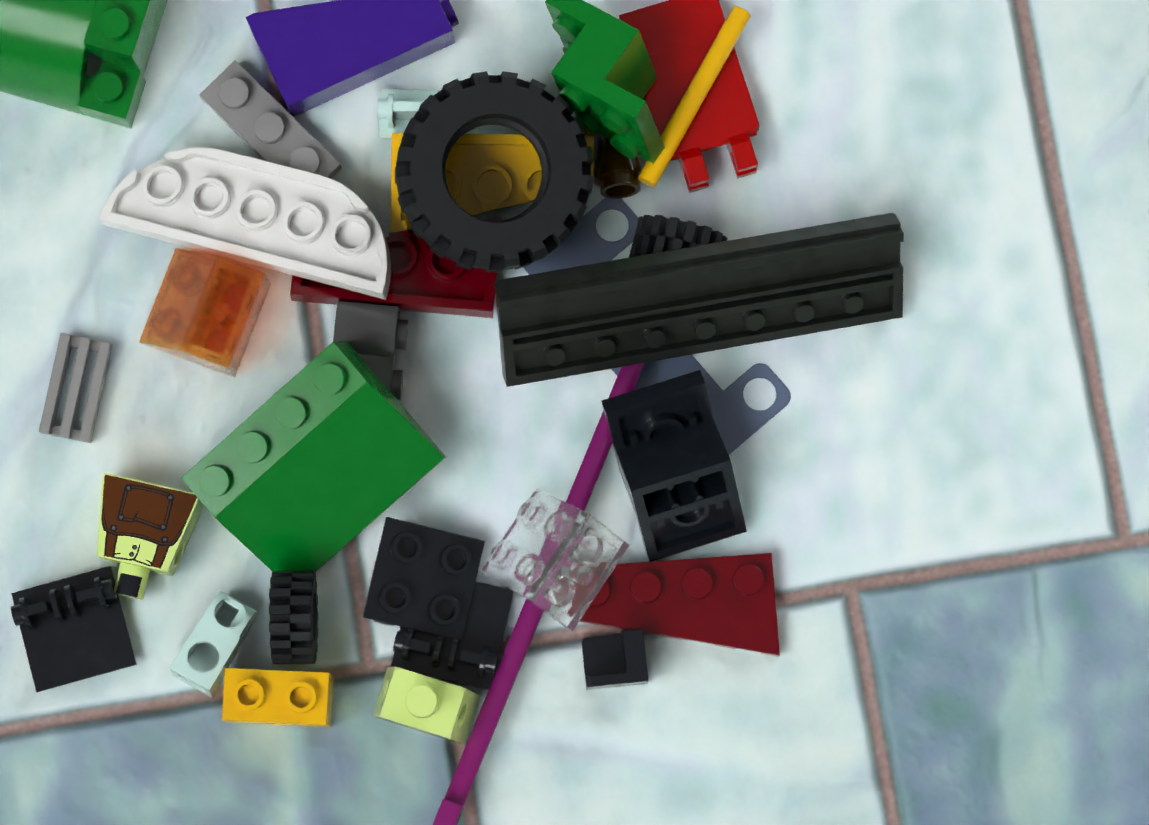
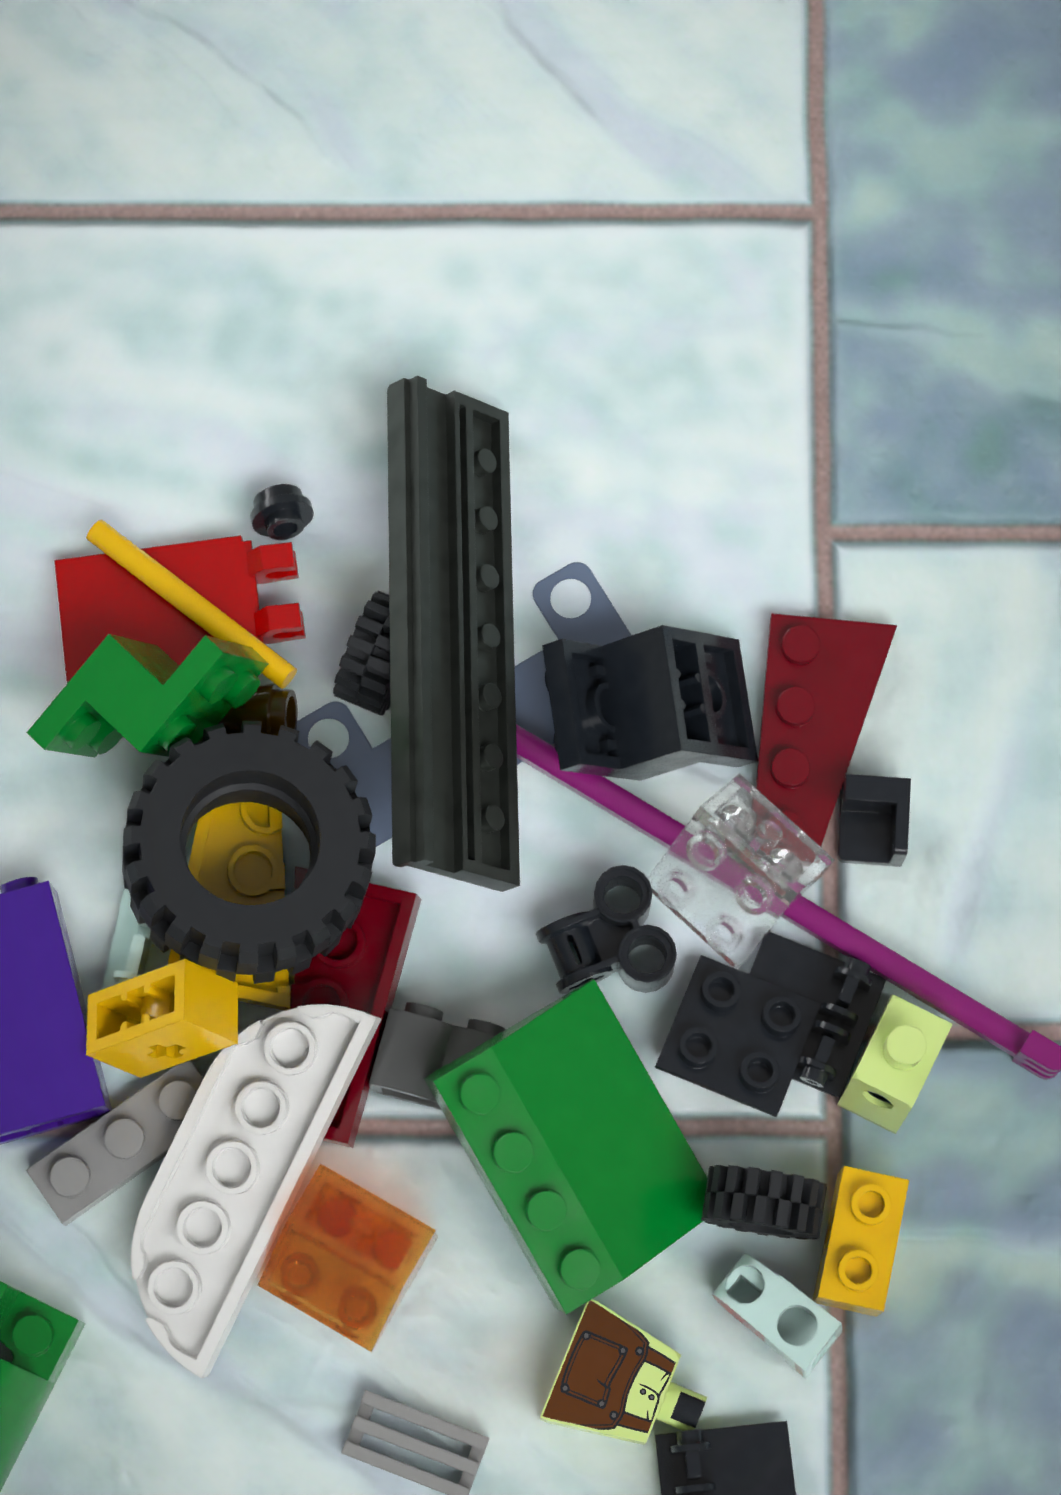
camera: 80 degrees left, 5 degrees down
(358, 135) = (162, 1018): none -> yellow brick
(482, 465) = (607, 938): none -> black piece
(784, 153) = (281, 512): none -> black plate

